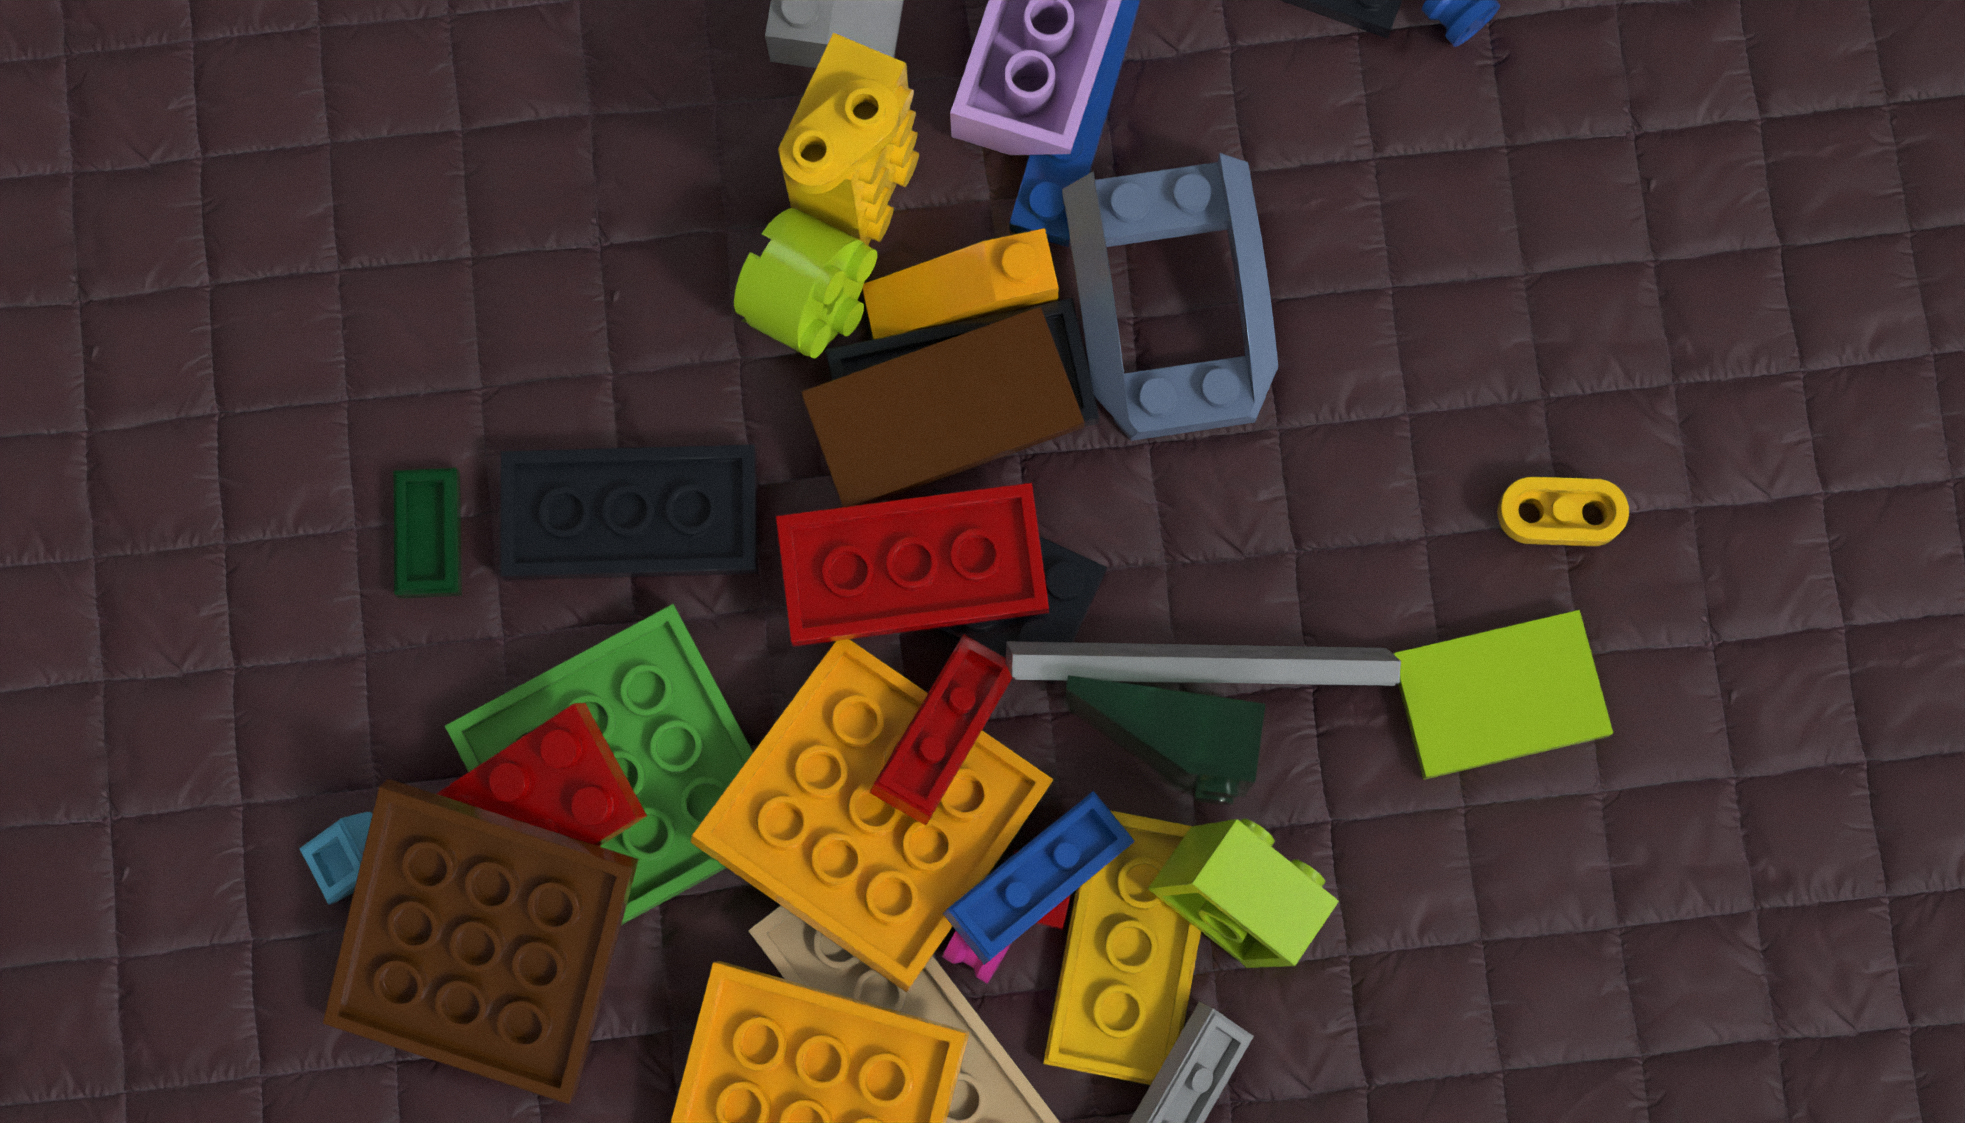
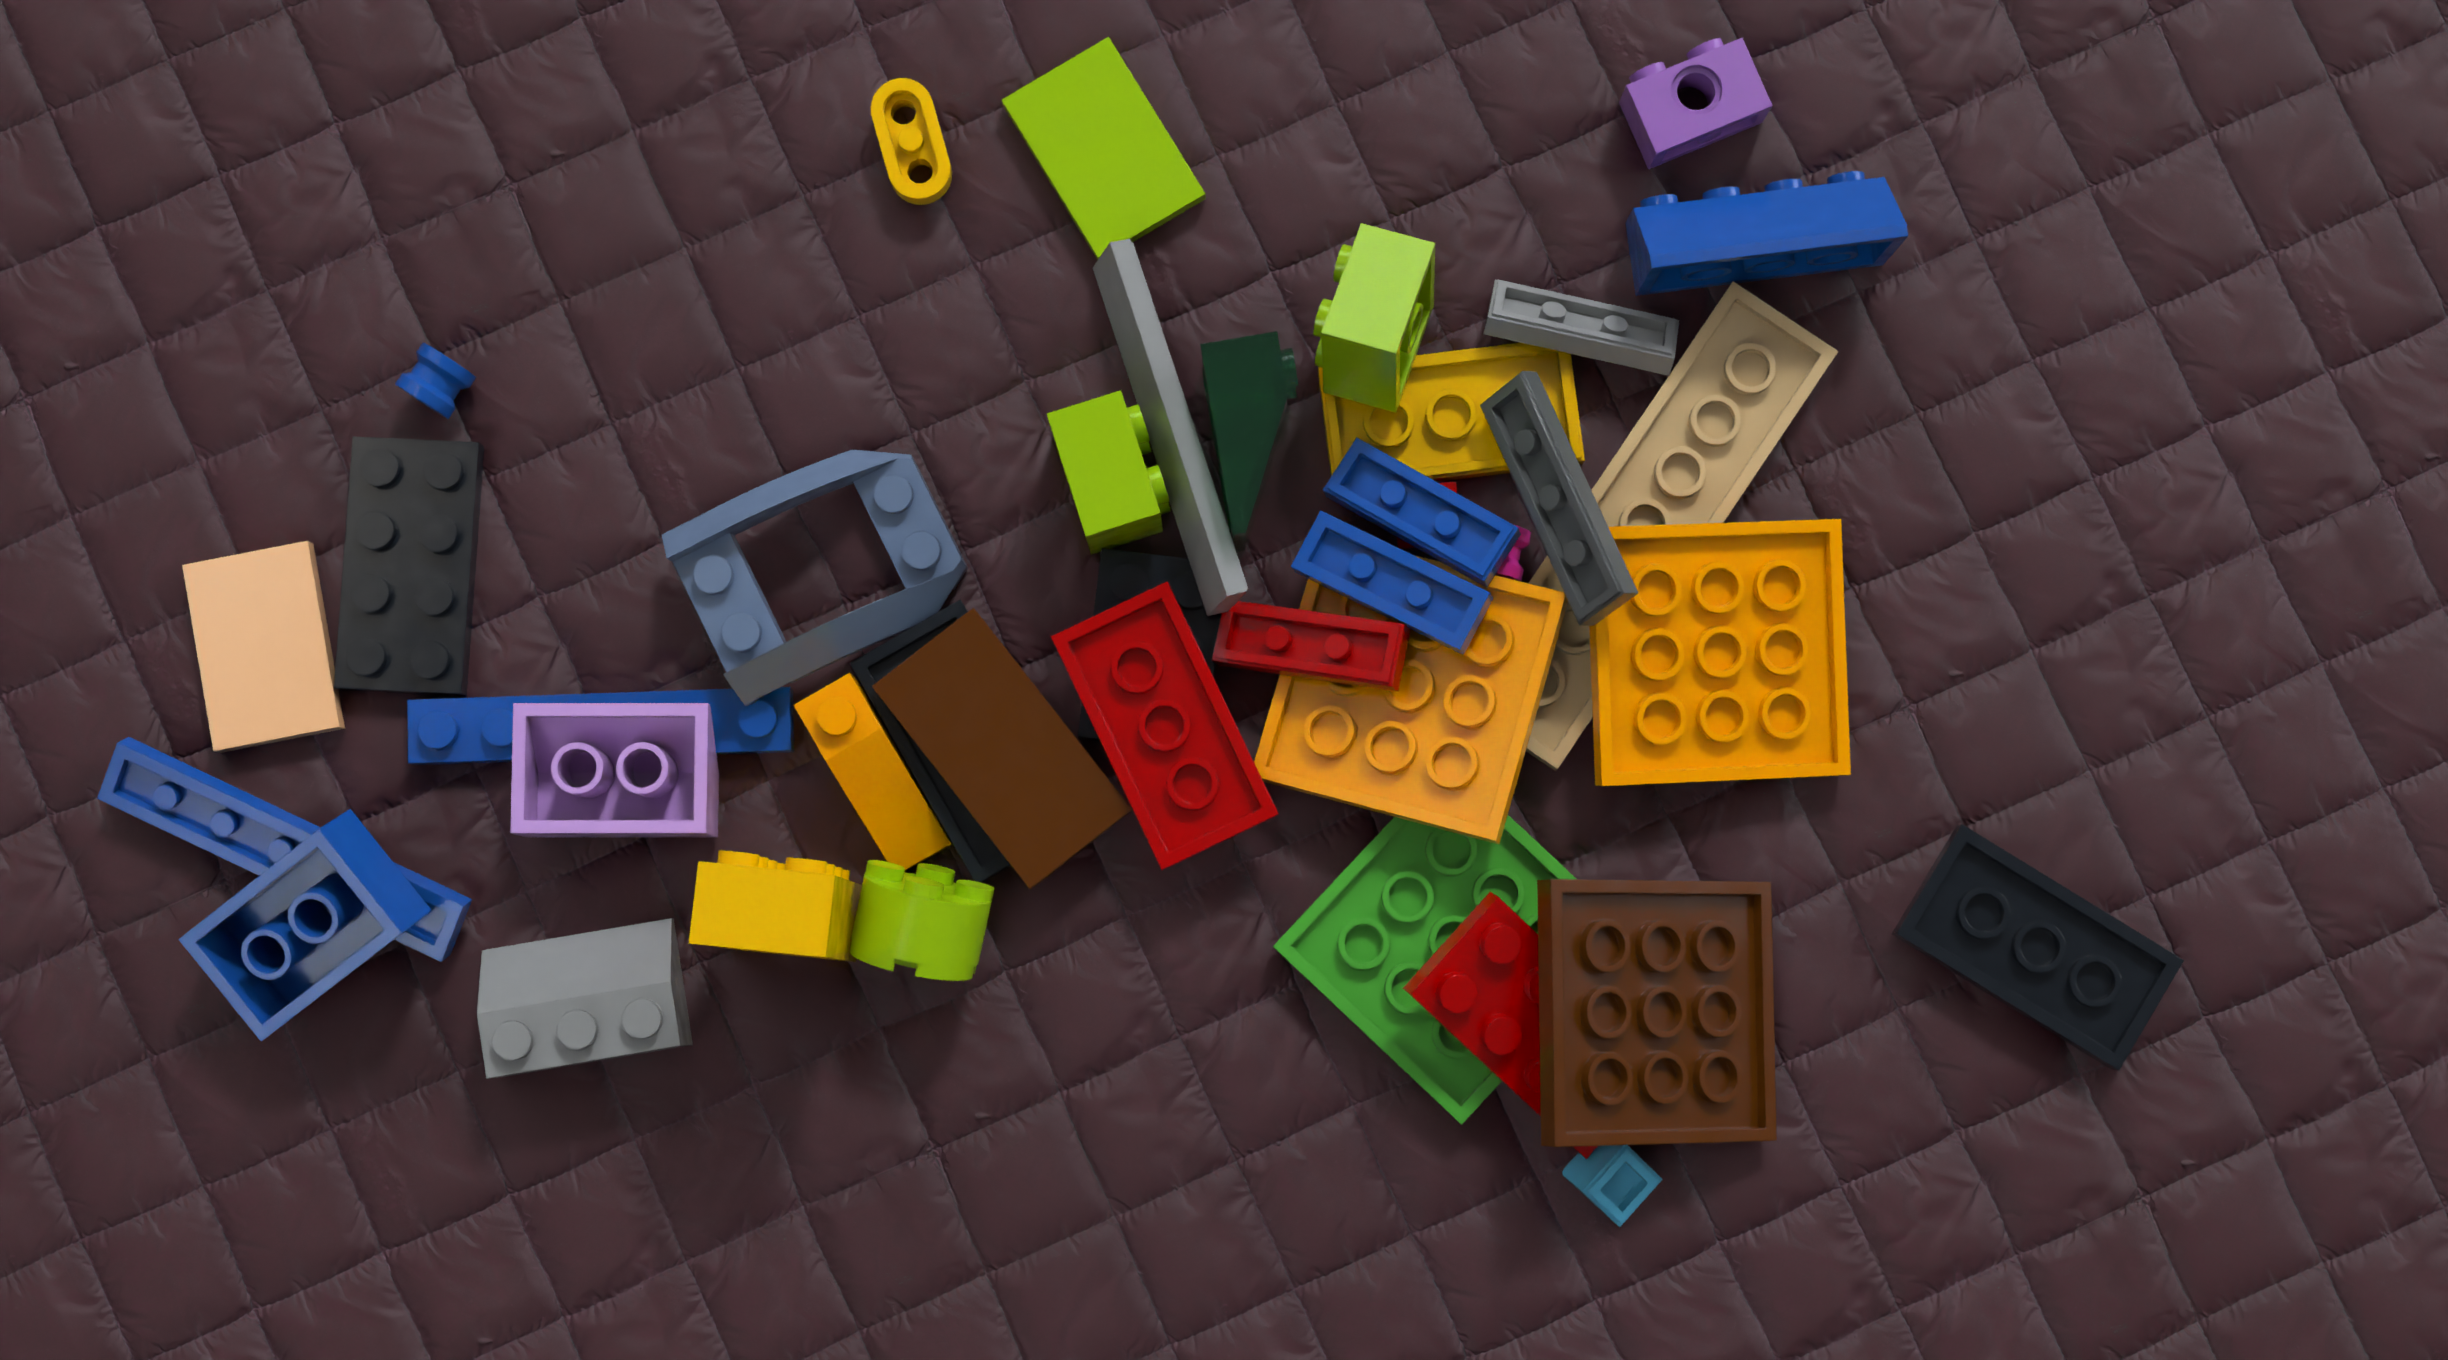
camera: 110 degrees left, 5 degrees up
(427, 533) = (1277, 1214): dark green tile -> none
(628, 512) = (1196, 1022): black plate -> none
(844, 136) = (794, 897): yellow plate -> none
(976, 822) = (1392, 582): none -> blue plate
(1006, 1012) = (1558, 499): none -> dark grey tile
(1174, 587) = (1106, 473): none -> lime brick

